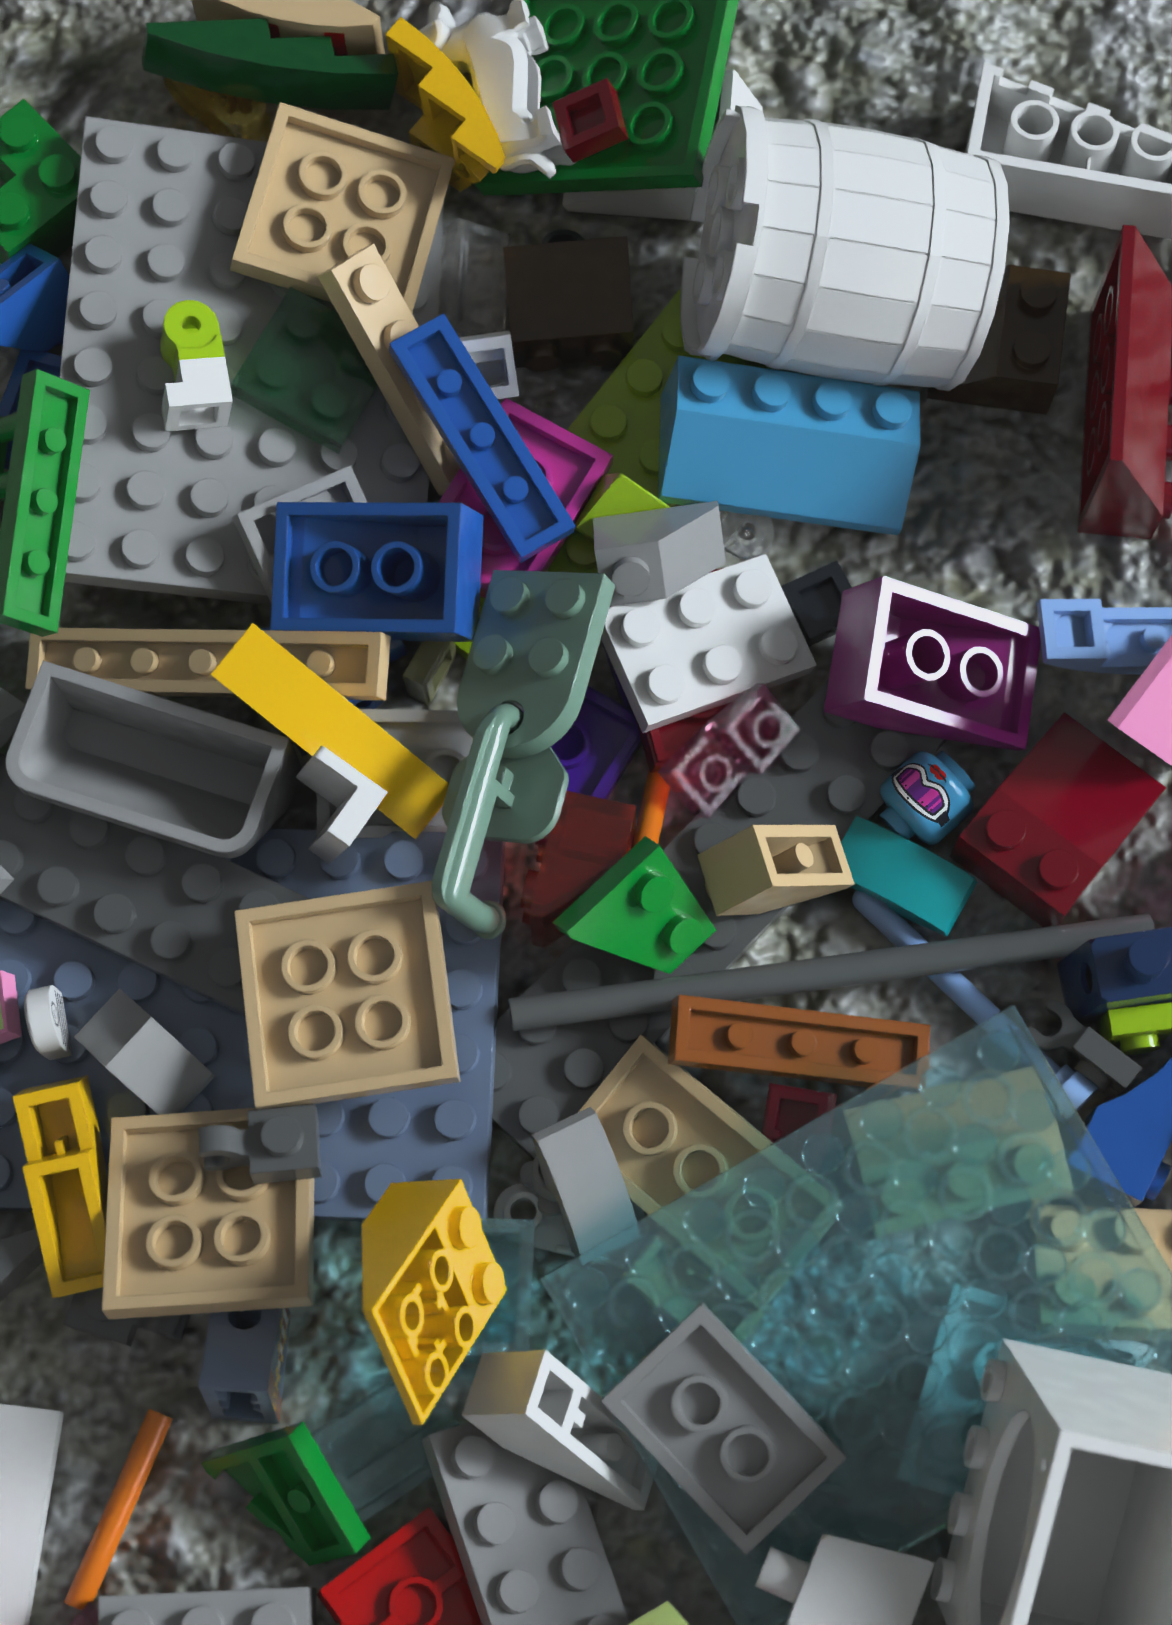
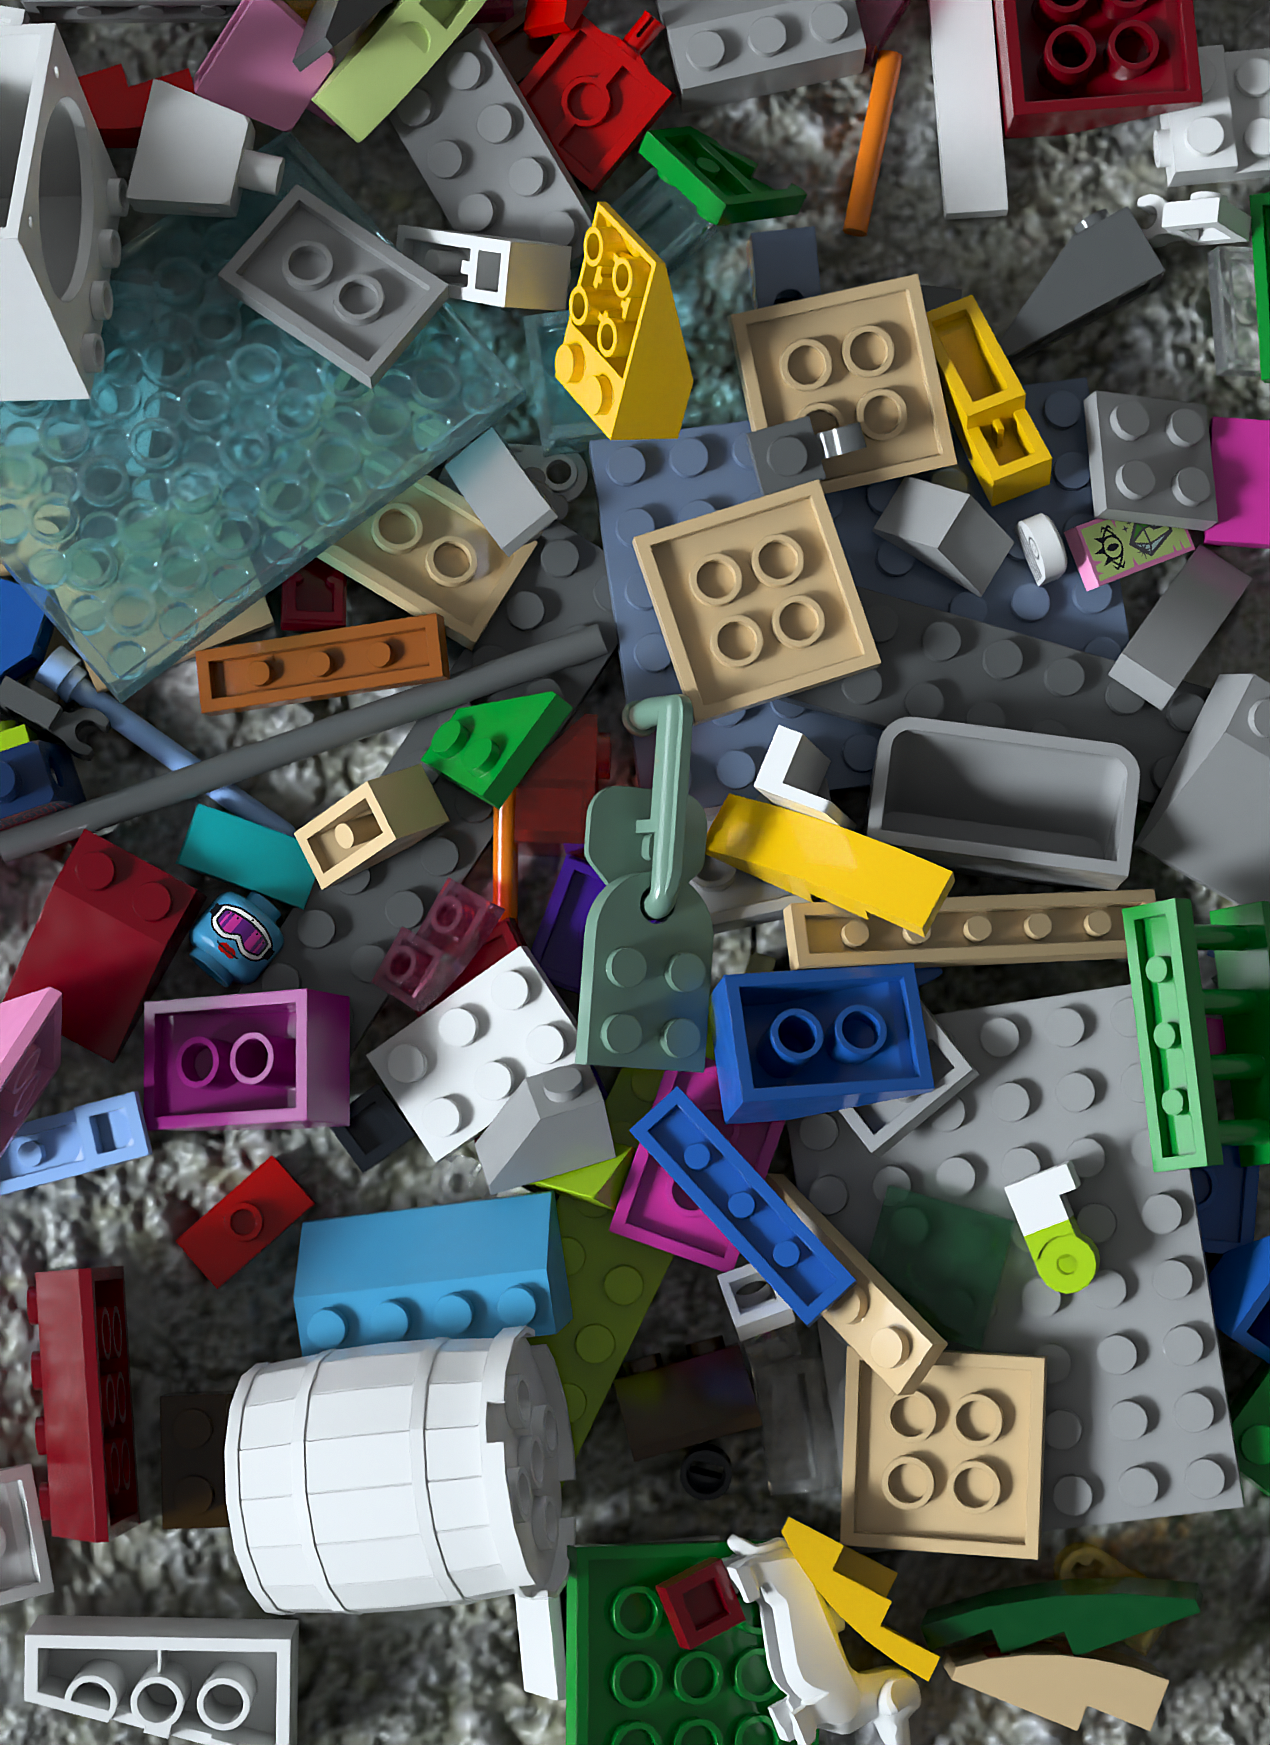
camera: 175 degrees right, 10 degrees up
(956, 543) = (245, 1222): none -> red plate

